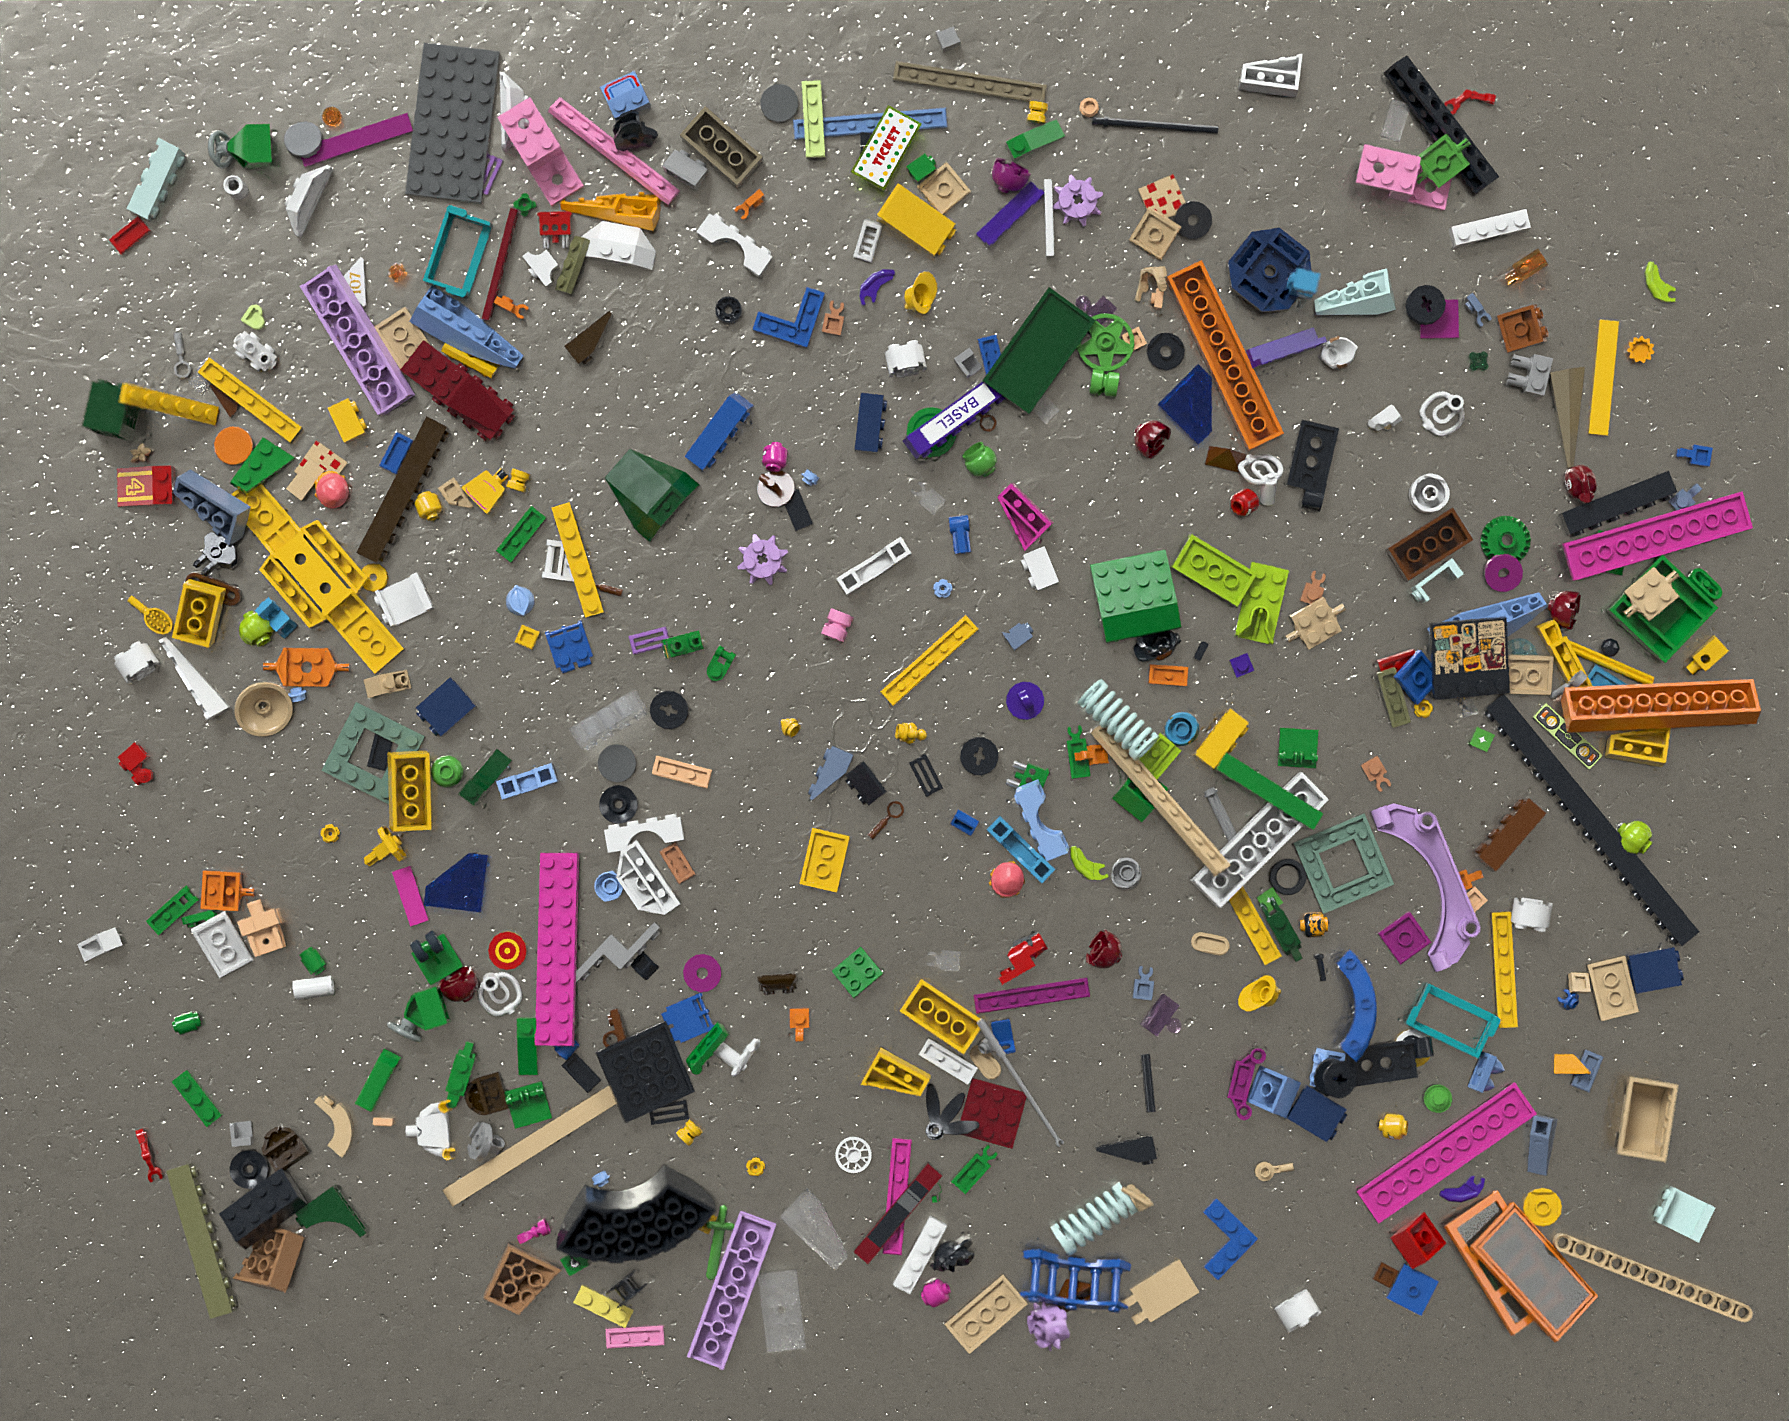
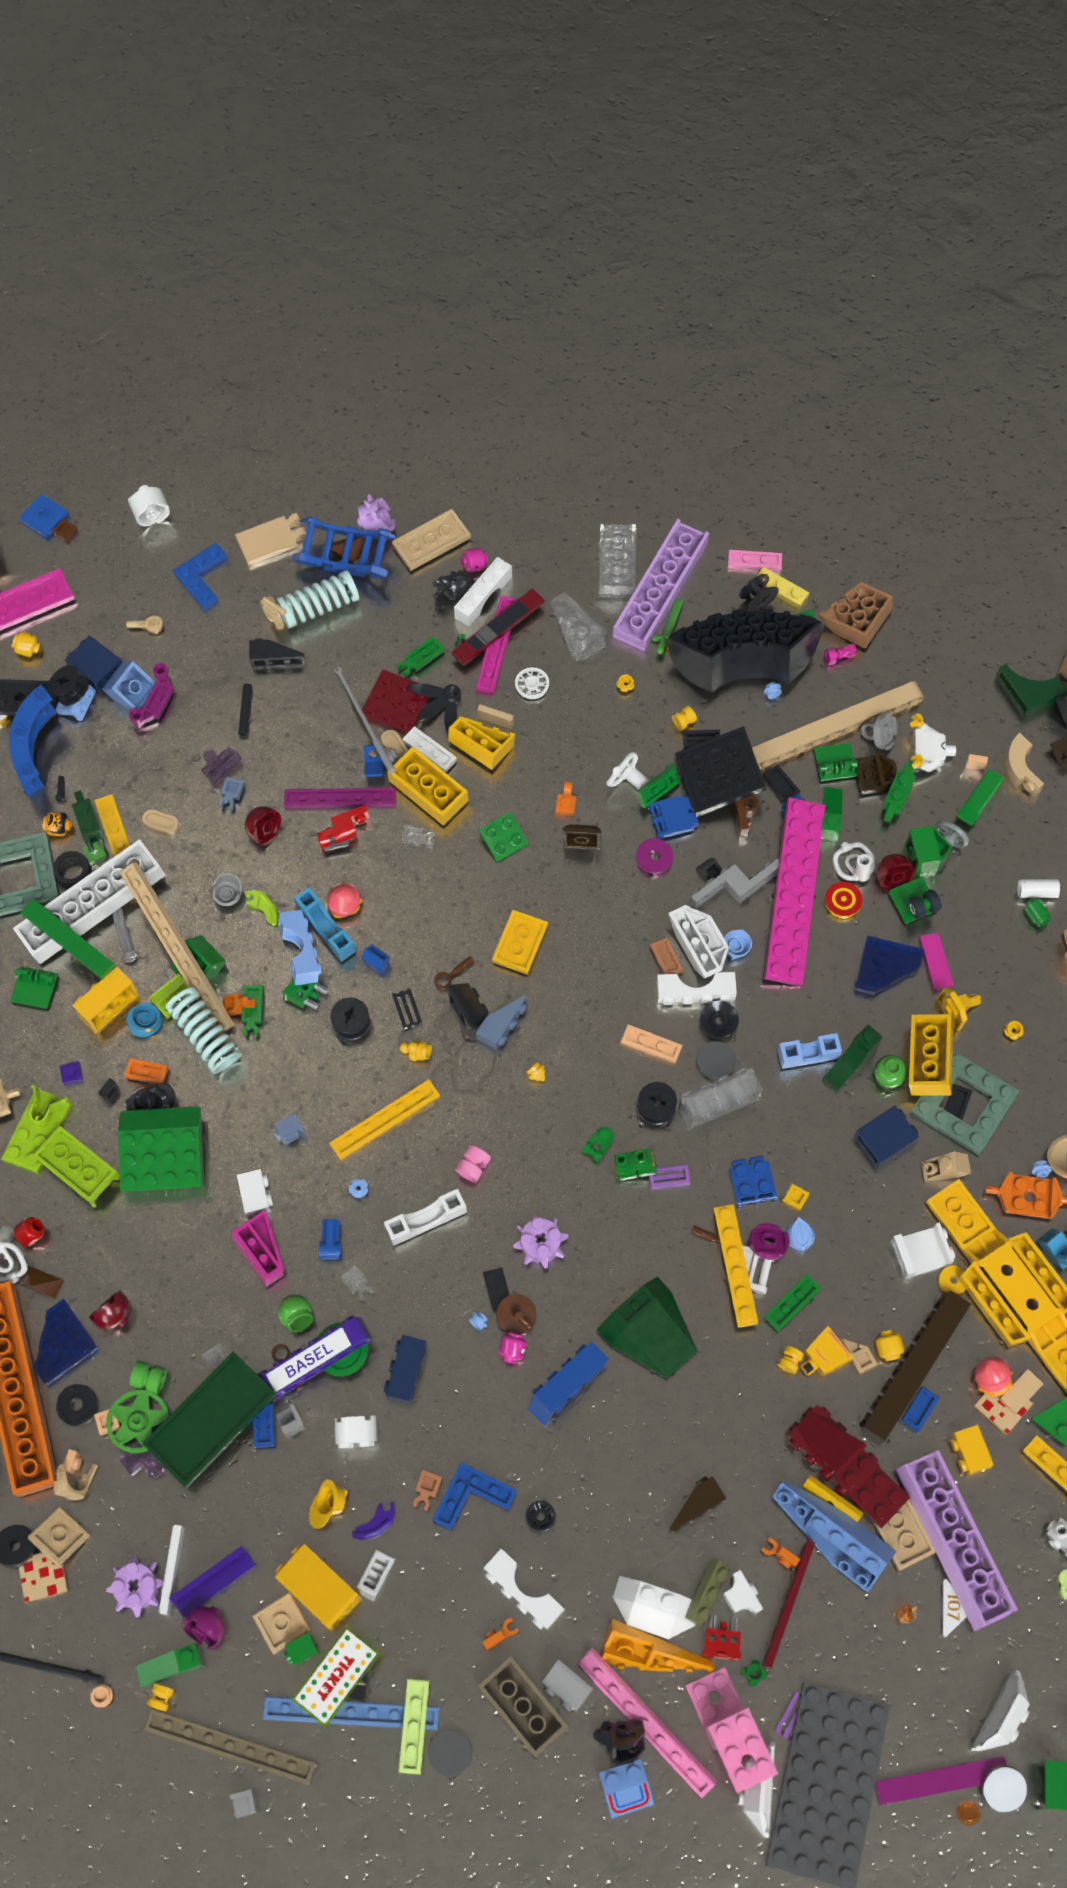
camera: 175 degrees left, 20 degrees down
(451, 213) = (845, 1582): teal piece -> none
(552, 578) = (765, 1250): none -> magenta tile
(887, 1108) = (495, 716): none -> tan tile
(1025, 700) = (295, 1067): dark purple tile -> none
(1259, 994) = (124, 769): yellow piece -> none
(1418, 1240) = (27, 550): red slope -> none

